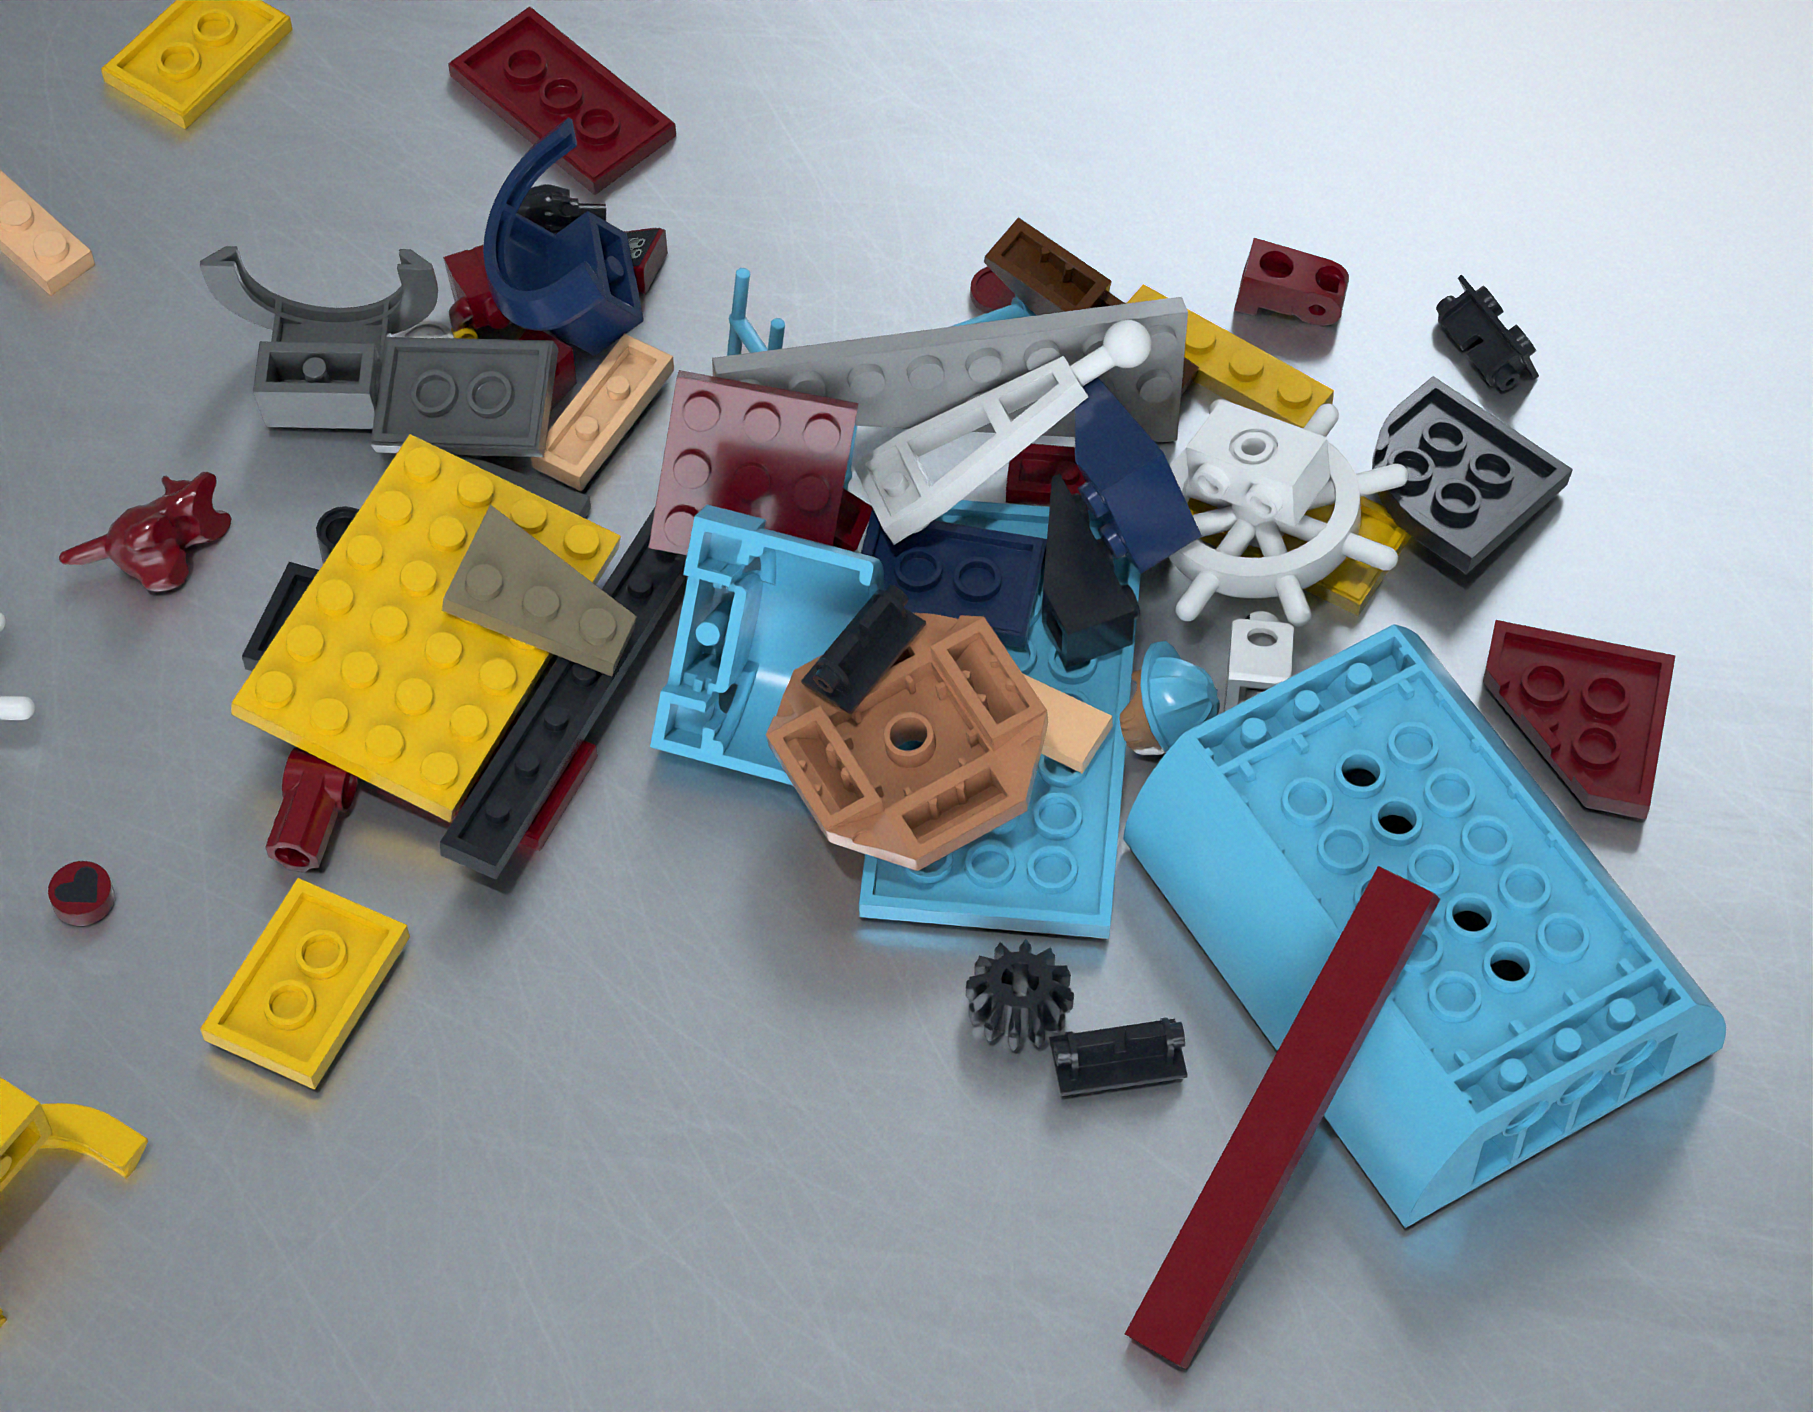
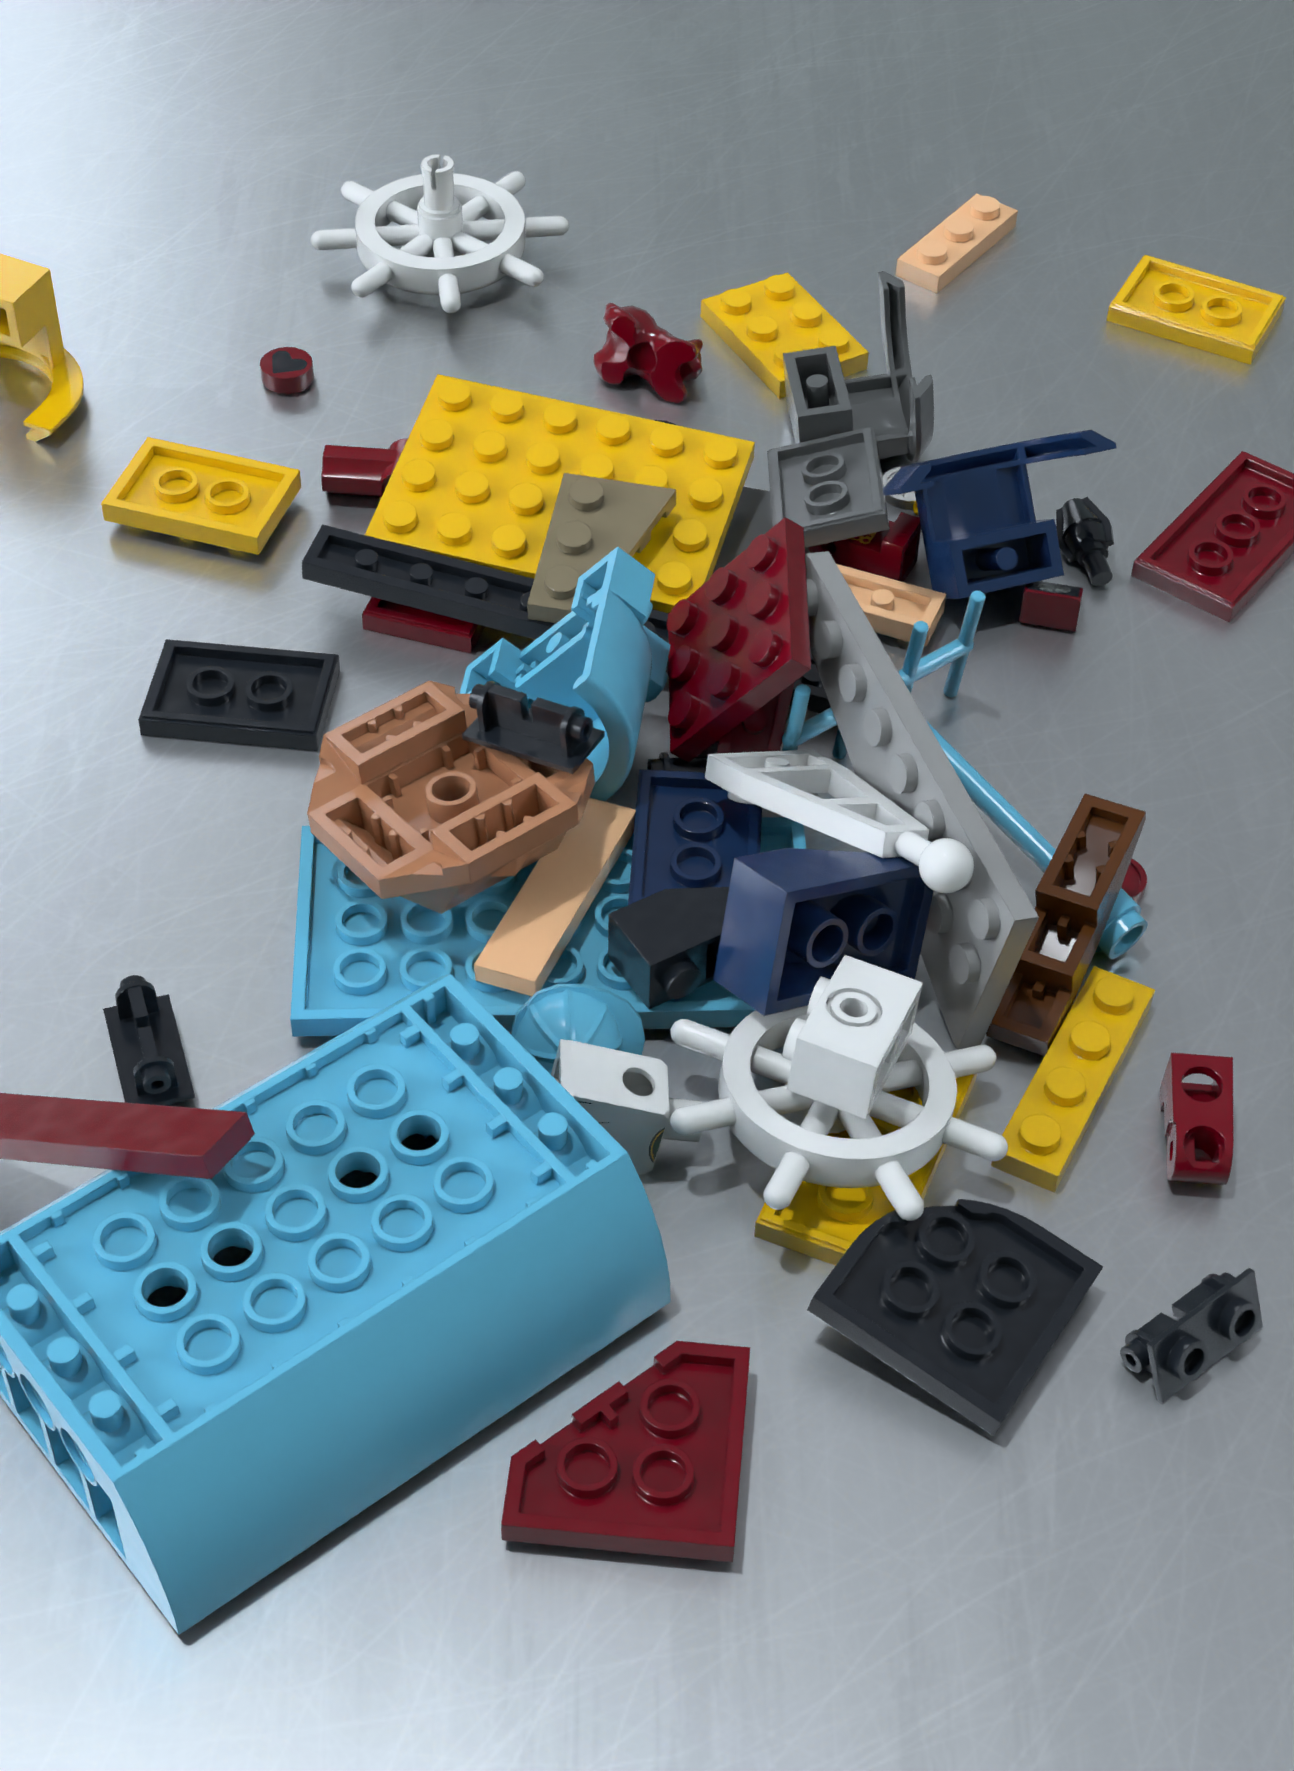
camera: 80 degrees right, 10 degrees down
(143, 410) = (778, 319): none -> yellow plate
(630, 965) = (240, 695): none -> black tile
(1023, 1016) = (208, 958): black gear -> none

